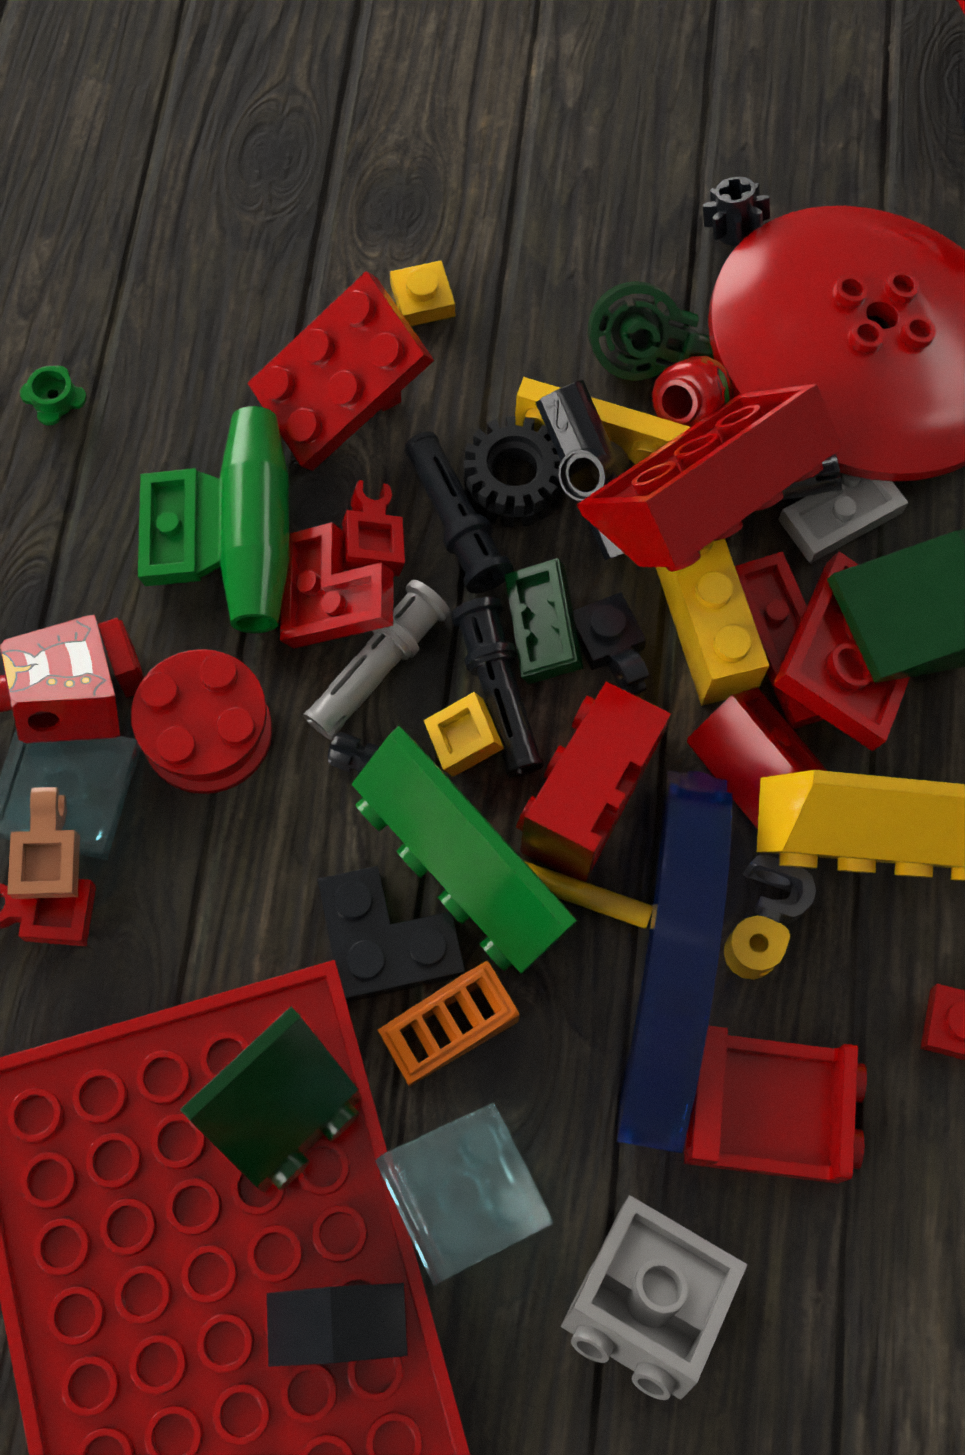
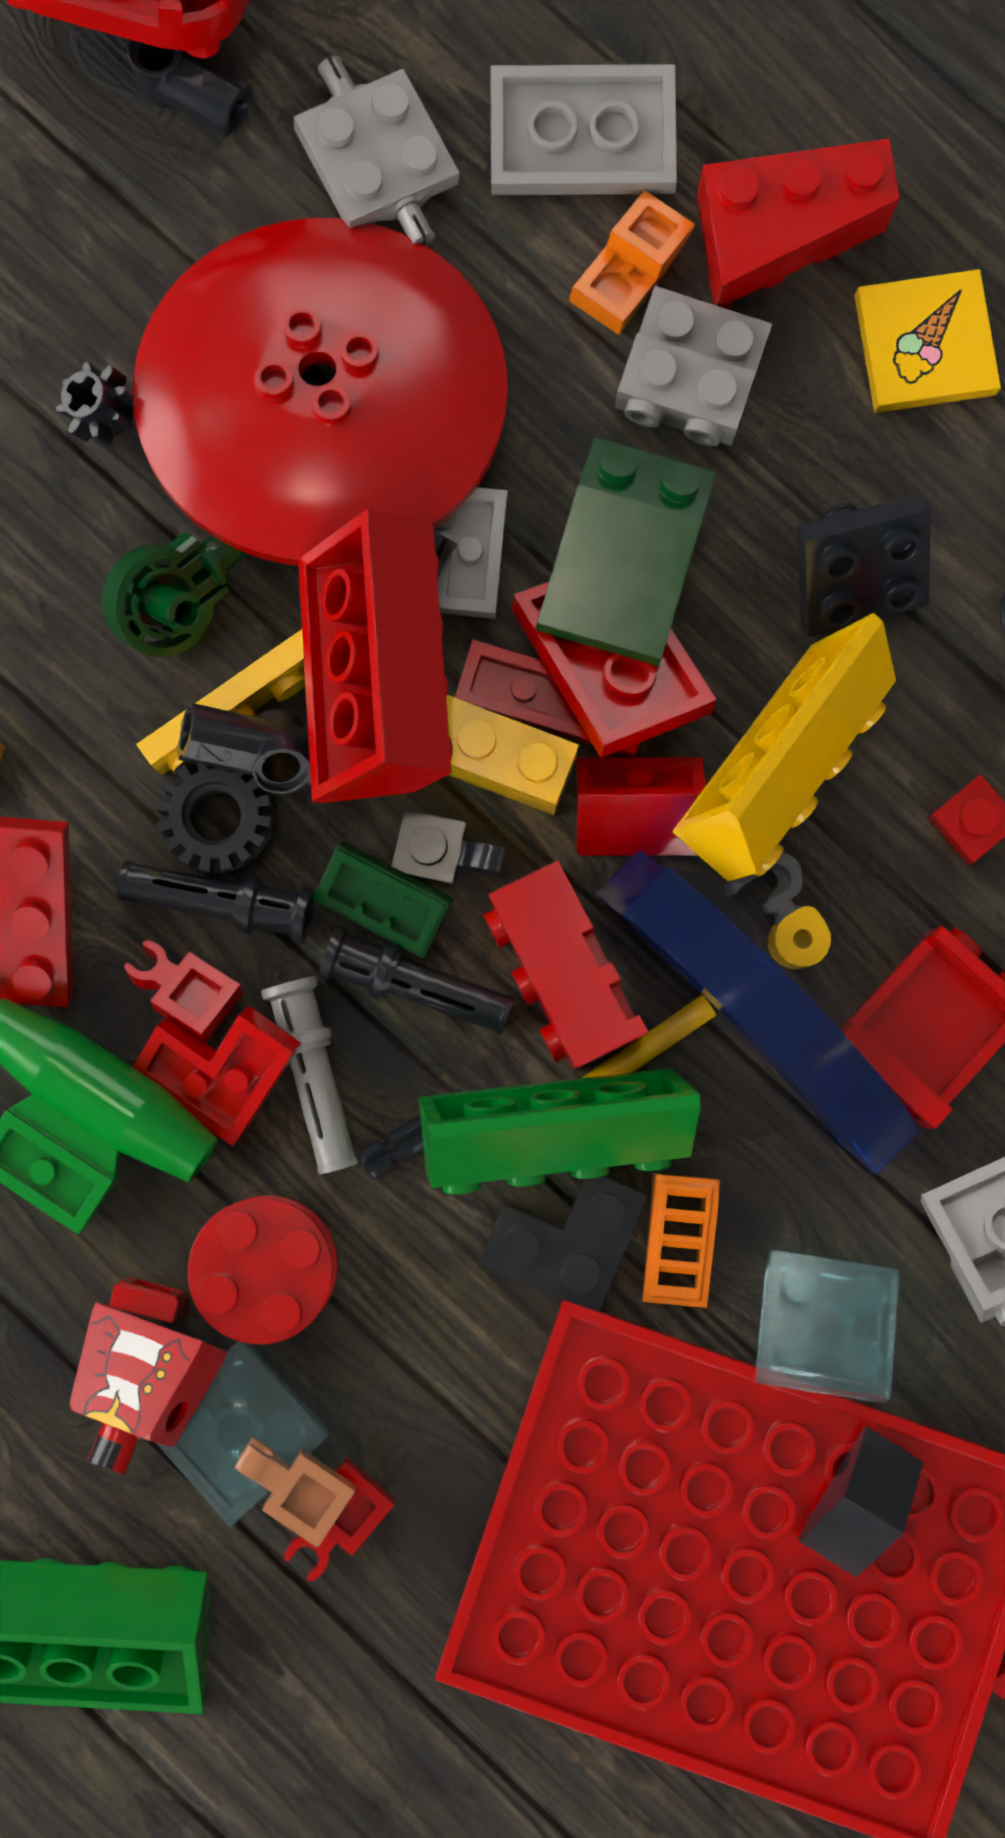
camera: 50 degrees left, 15 degrees up
(276, 1103) = (673, 1443): dark green slope -> none
(463, 734) = (439, 1047): yellow plate -> none
(691, 390) = (262, 599): red head -> none

